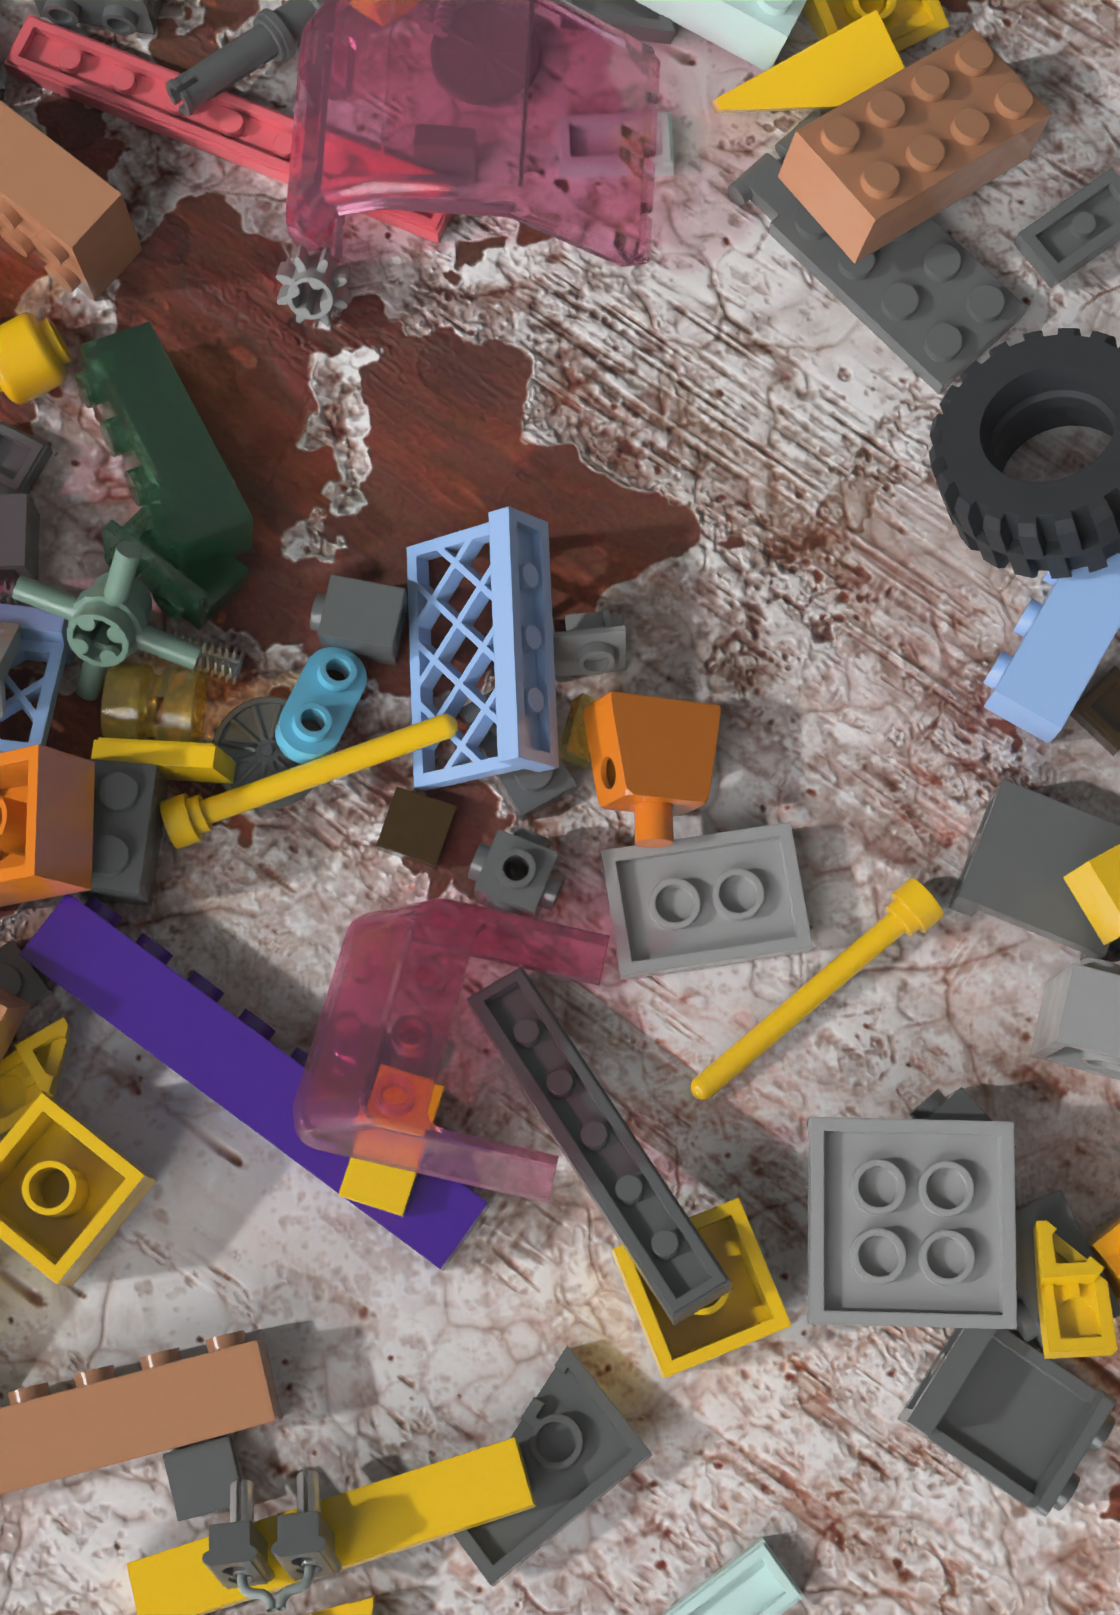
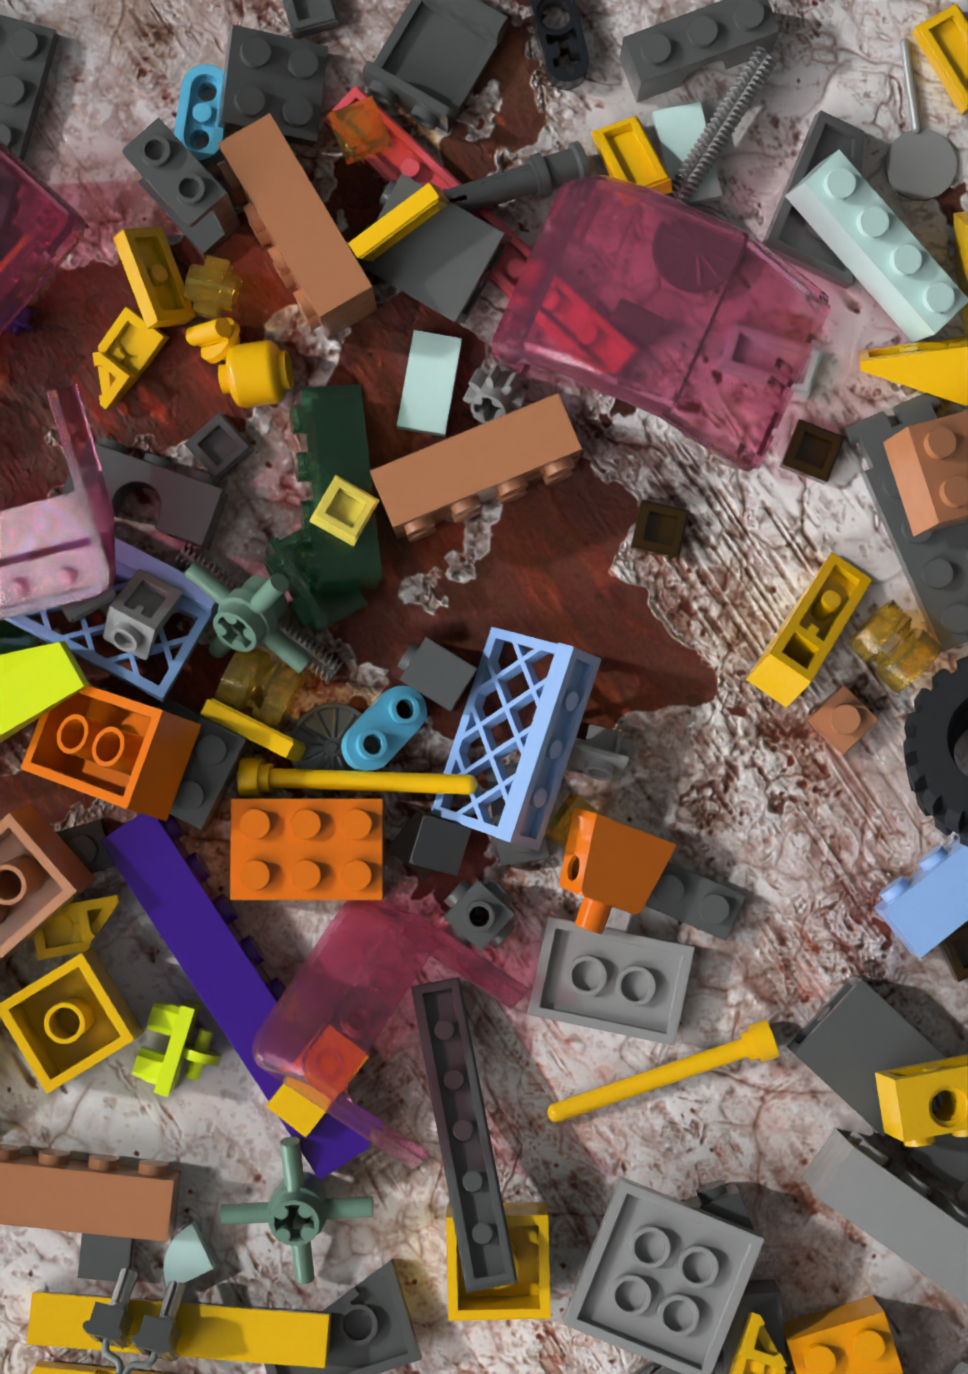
camera: 20 degrees right, 10 degrees up
(49, 56) = (359, 130): none -> clear yellow plate
(128, 119) = (399, 222): none -> yellow tile
(179, 456) = (344, 510): none -> light yellow tile
(181, 145) = (443, 259): none -> dark grey panel
(197, 1149) = (165, 1068): none -> neon yellow hips
(232, 304) = (429, 383): none -> light aqua tile
(278, 875) = (307, 849): none -> orange brick
(308, 1440) = (187, 1256): none -> light aqua tile
(320, 364) = (478, 467): none -> nougat brick
(438, 812) = (440, 845): none -> dark grey slope
(440, 1342) = (299, 1225): none -> sand green bar
(561, 371) = (659, 529): none -> dark brown tile
(702, 226) = (812, 451): none -> dark brown tile
(769, 773) = (696, 901): none -> dark grey plate
(778, 418) = (809, 631): none -> yellow slope
(858, 505) = (842, 719): none -> nougat plate
(903, 405) = (907, 658): none -> clear yellow wheel

